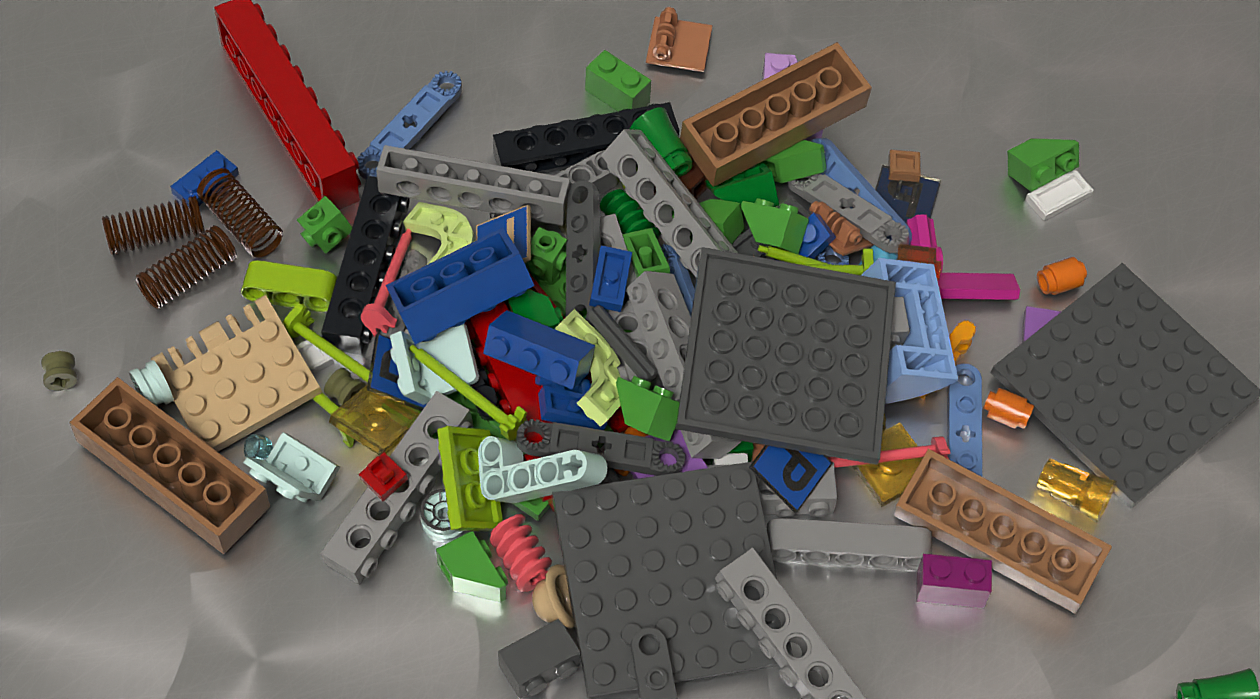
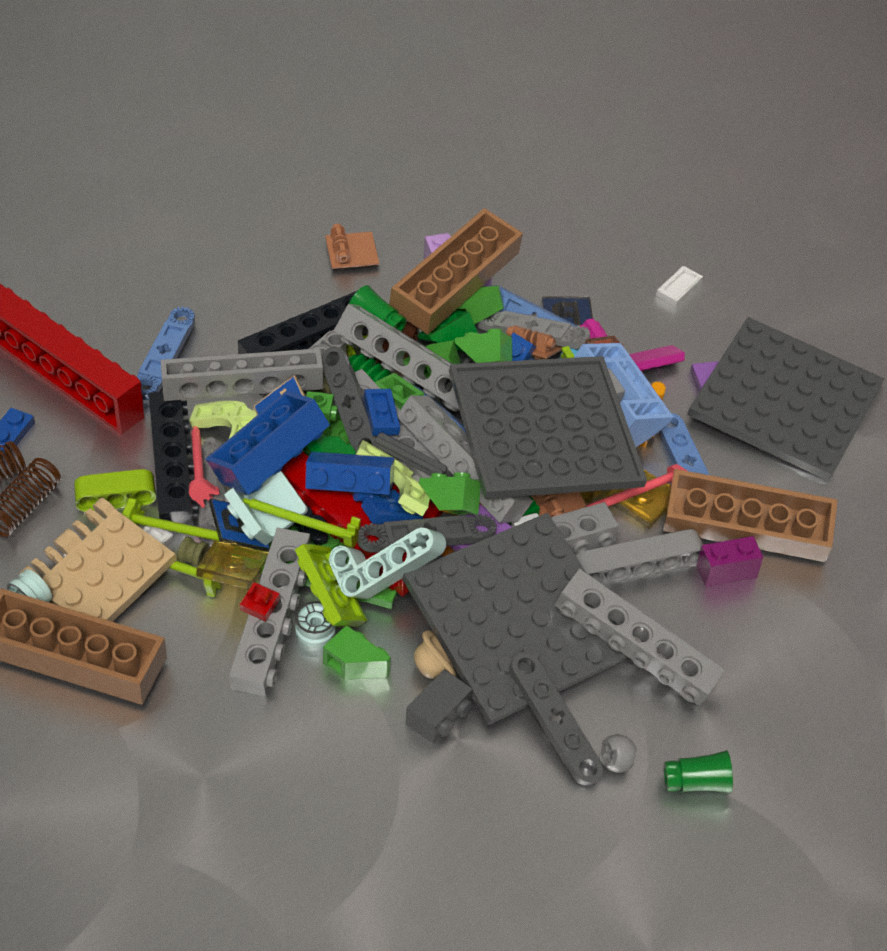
camera: 20 degrees left, 10 degrees down
(258, 446) = (138, 615): clear light blue hinge -> none
(259, 234) = (28, 438): reddish brown piece -> none
(295, 469) = (179, 619): light aqua bracket -> none
(324, 225) = (127, 437): bright green brick -> none
(518, 552) = (389, 634): coral piece -> none
(617, 83) = (317, 284): bright green brick -> none
(790, 473) = (578, 512): blue piece -> none
(904, 165) = (558, 292): medium nougat tile -> none
(1008, 408) = (712, 434): orange brick -> none
(1042, 161) = (658, 264): bright green slope -> none
(1061, 276) = (708, 337): orange brick -> none
(1077, 488) = (787, 474): clear yellow plant -> none

